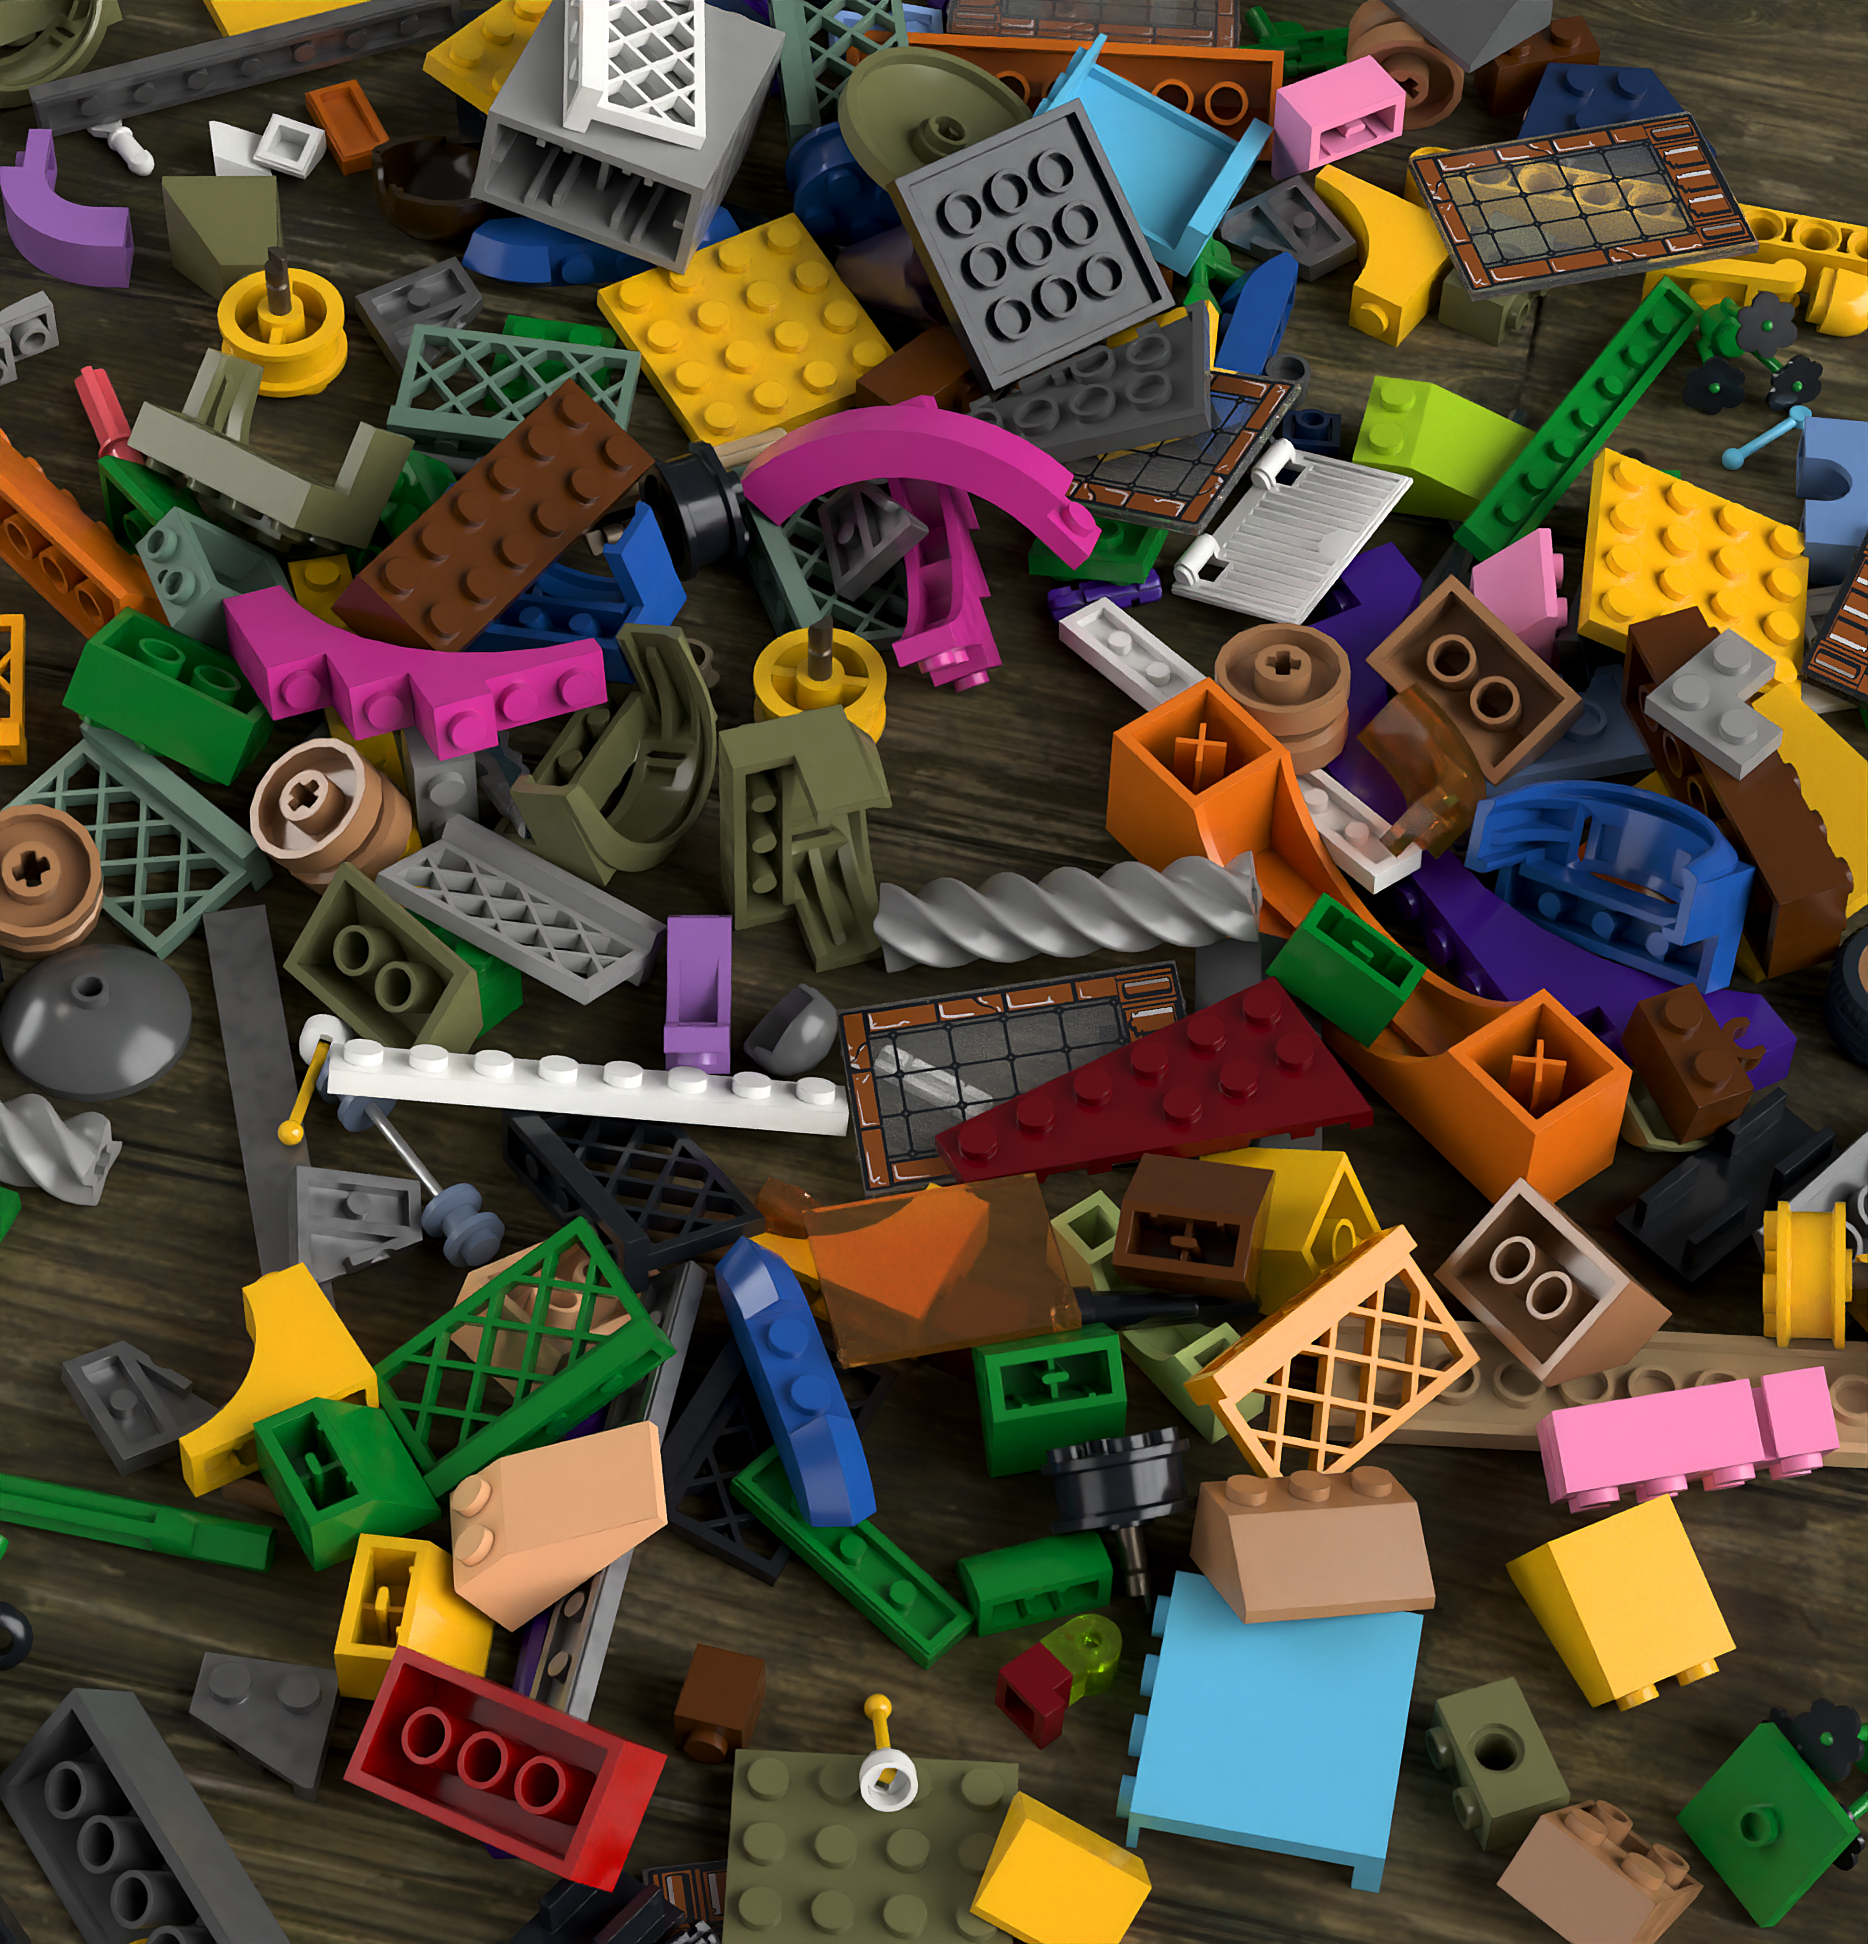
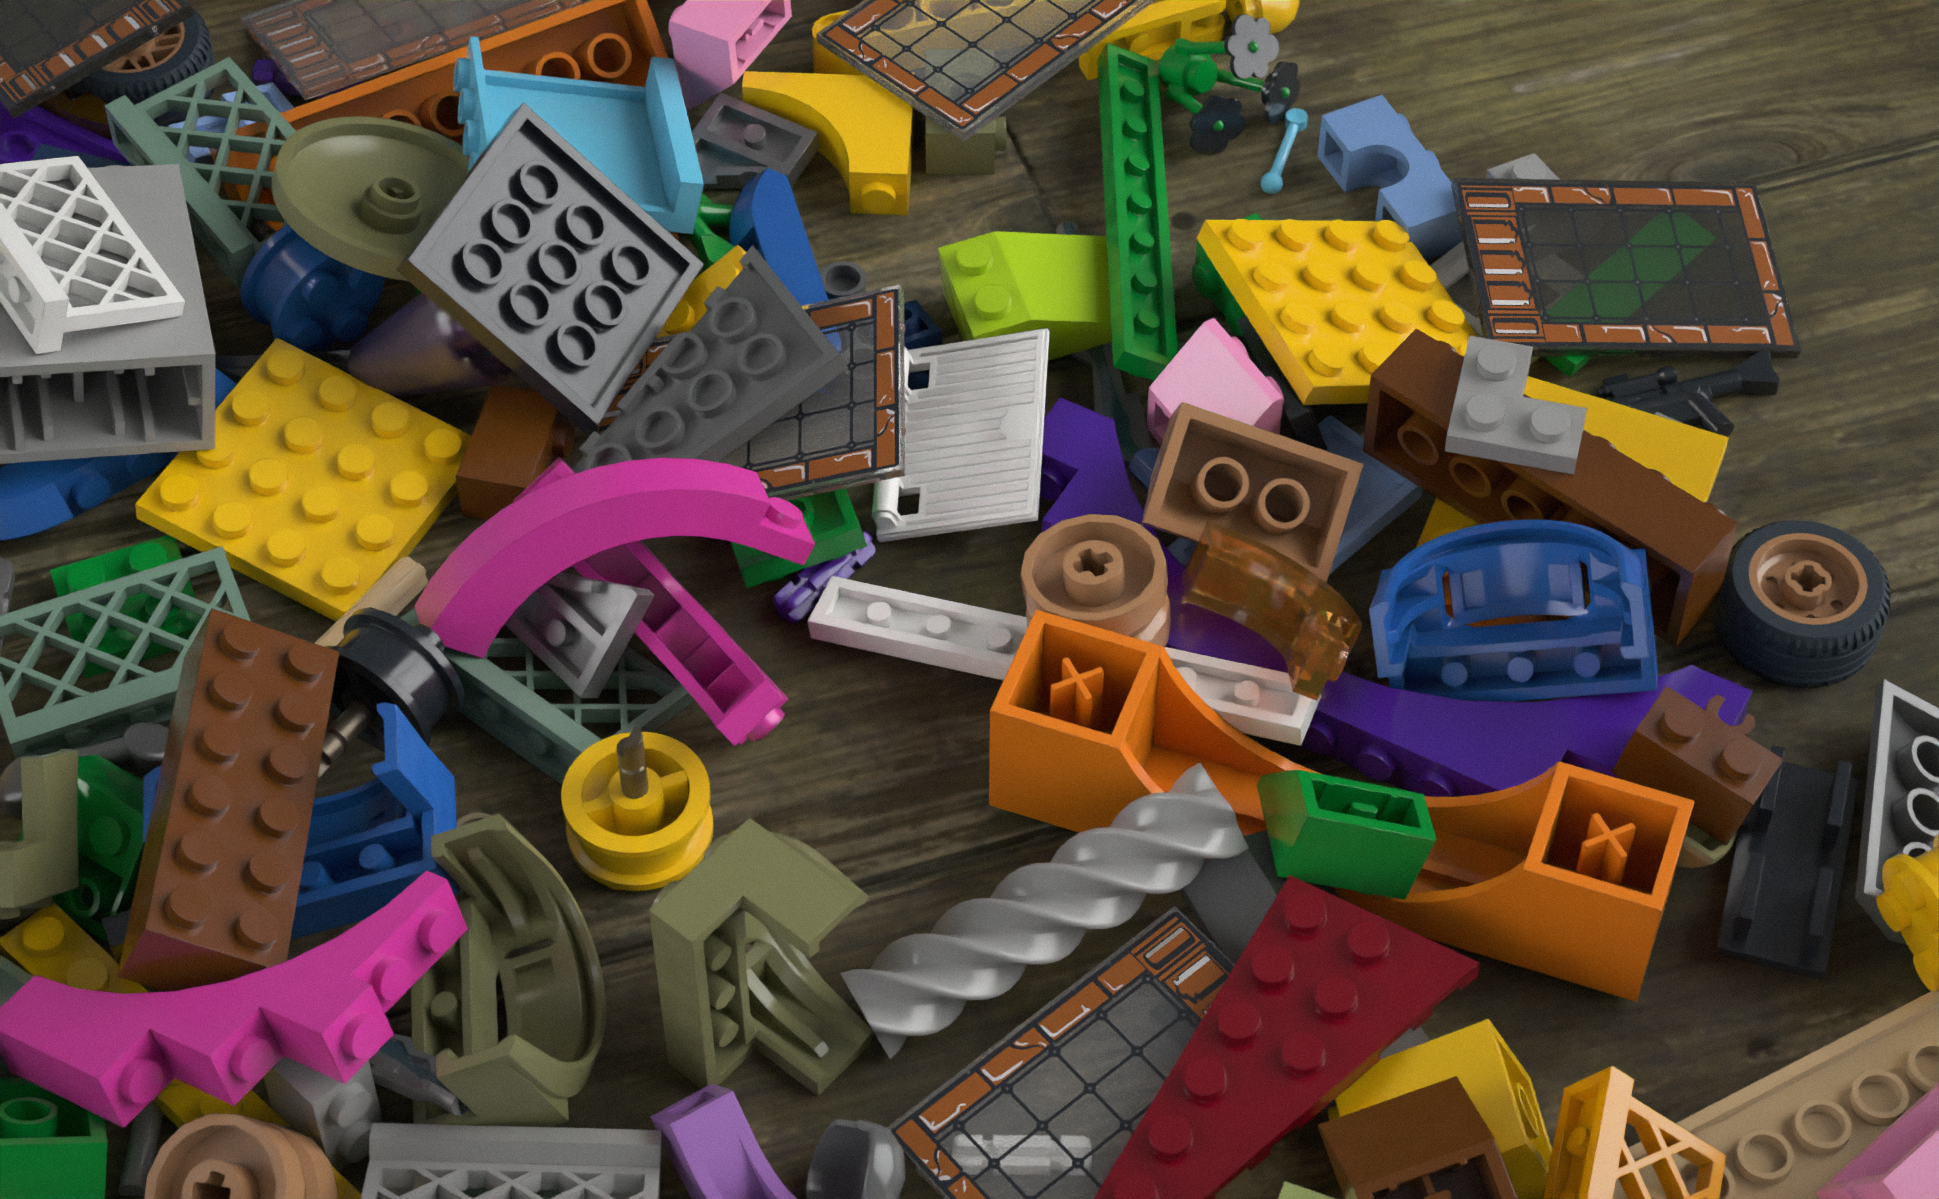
camera: 30 degrees left, 0 degrees up
(1550, 1290) = (1739, 1052): medium nougat slope -> none

